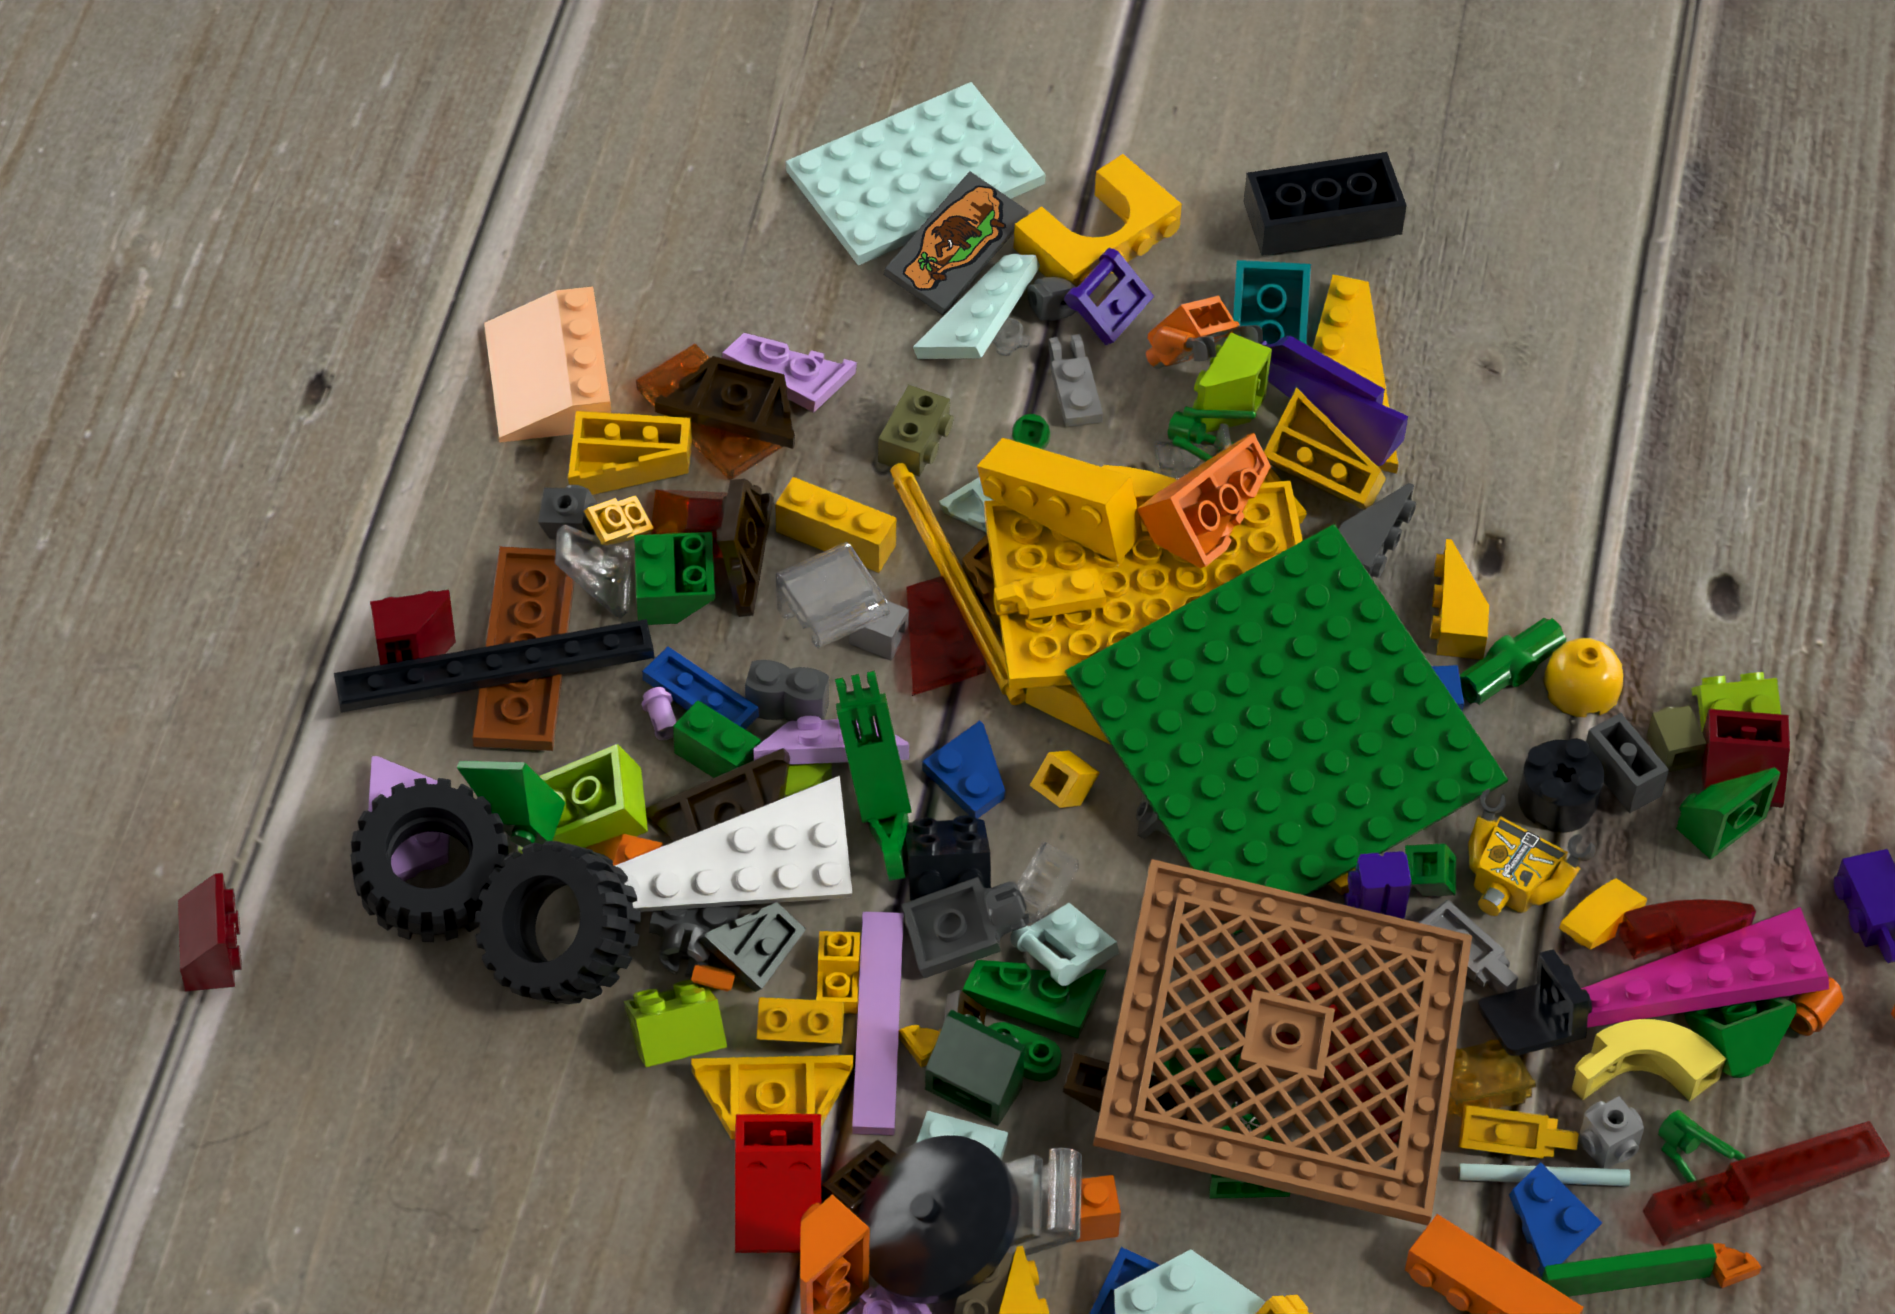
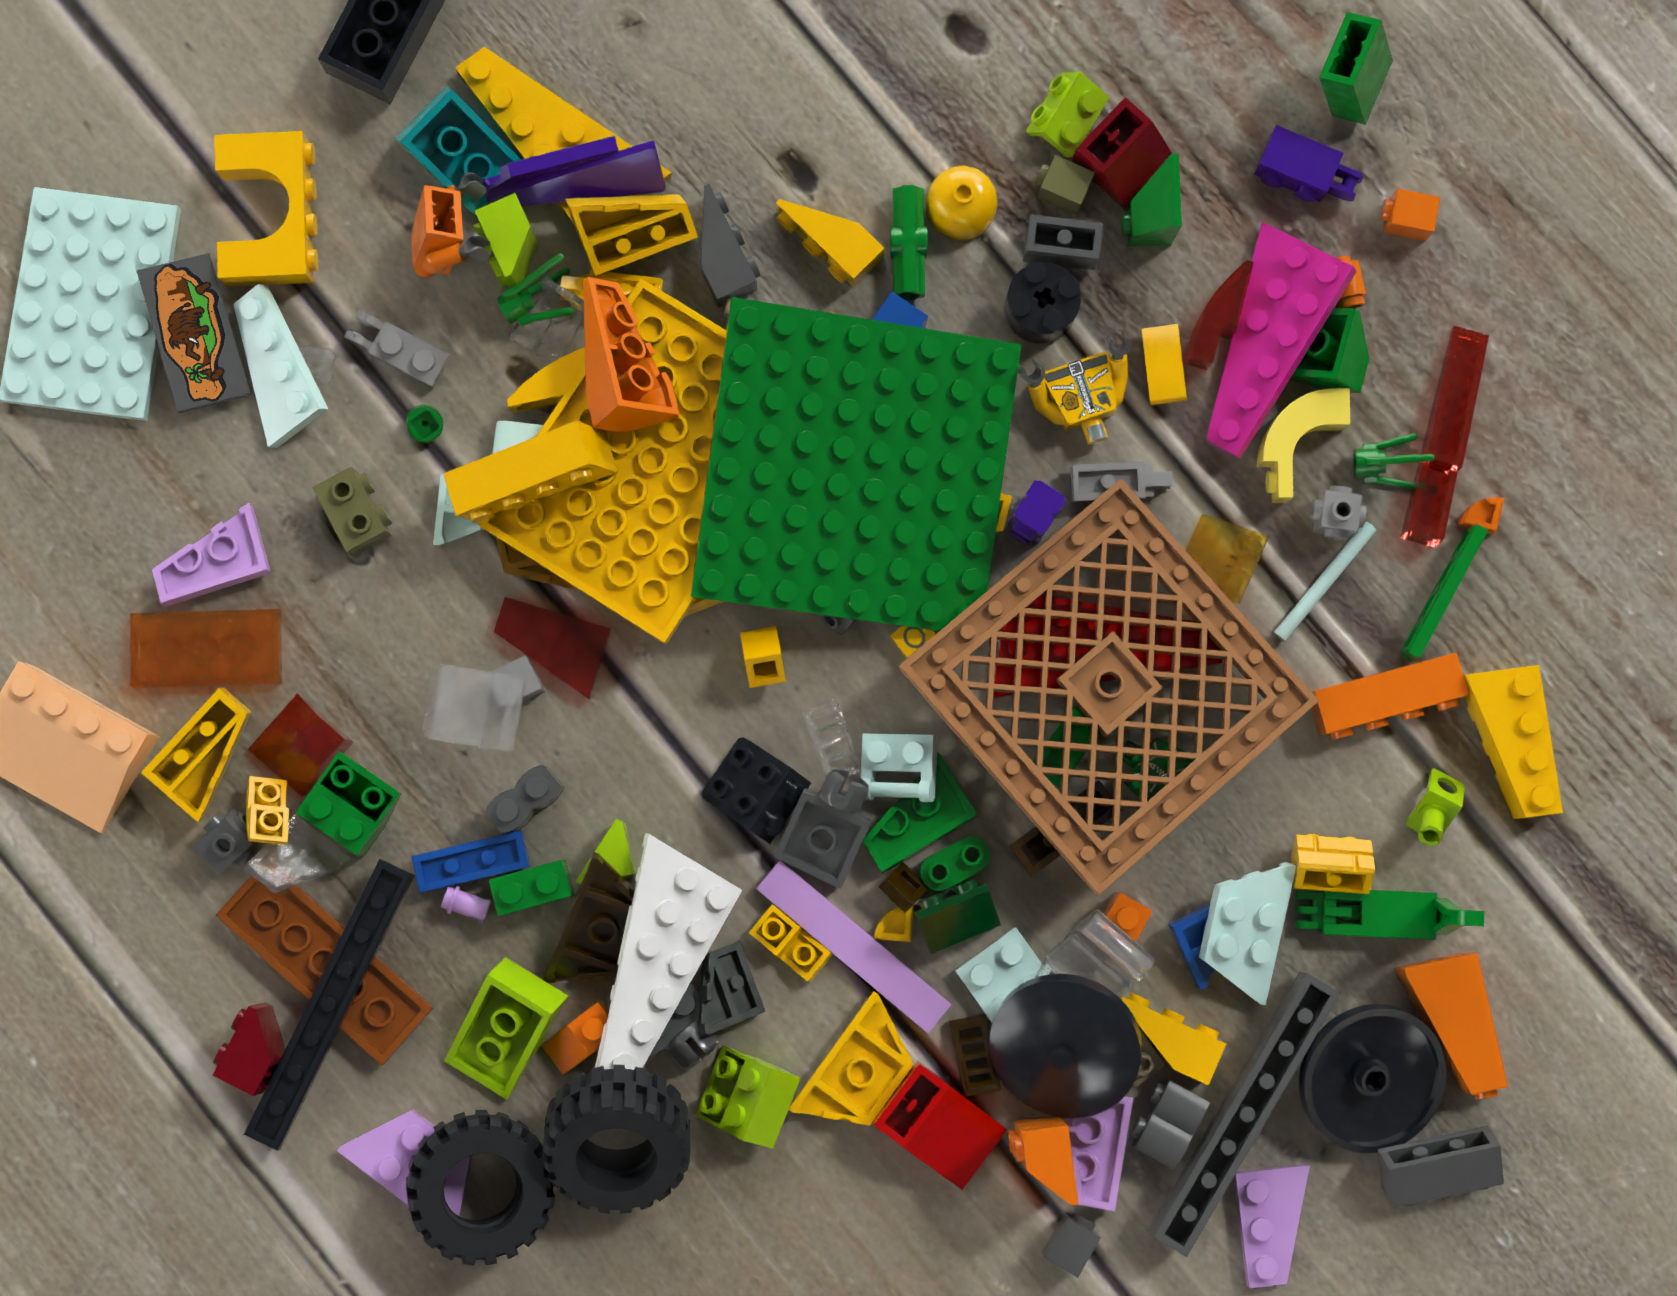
camera: 55 degrees left, 30 degrees up
(518, 796) = (477, 1086): green slope -> none
(713, 977) = (734, 1042): orange tile -> none
(734, 400) = (220, 633): dark brown wing -> none
(744, 540) = (359, 726): dark brown wing -> none
(800, 1020) = (820, 1009): yellow brick -> none
(813, 741) = (597, 804): lavender wing -> none
(830, 519) = (396, 642): yellow brick -> none
(875, 767) = (665, 800): green hinge -> none
(955, 578) = (501, 585): yellow piece -> none
(968, 771) = (691, 713): blue wing -> none
(1047, 298) = (307, 300): dark grey piece -> none
(1051, 594) = (613, 548): yellow hinge -> none
(1117, 305) = (354, 255): dark purple plate -> none
(1432, 869) = (1043, 458): green brick -> none
(1513, 1132) = (1284, 577): yellow hinge -> none
(1539, 1014) = (1209, 482): black bracket -> none
(1551, 1216) = (1365, 607): blue wing -> none

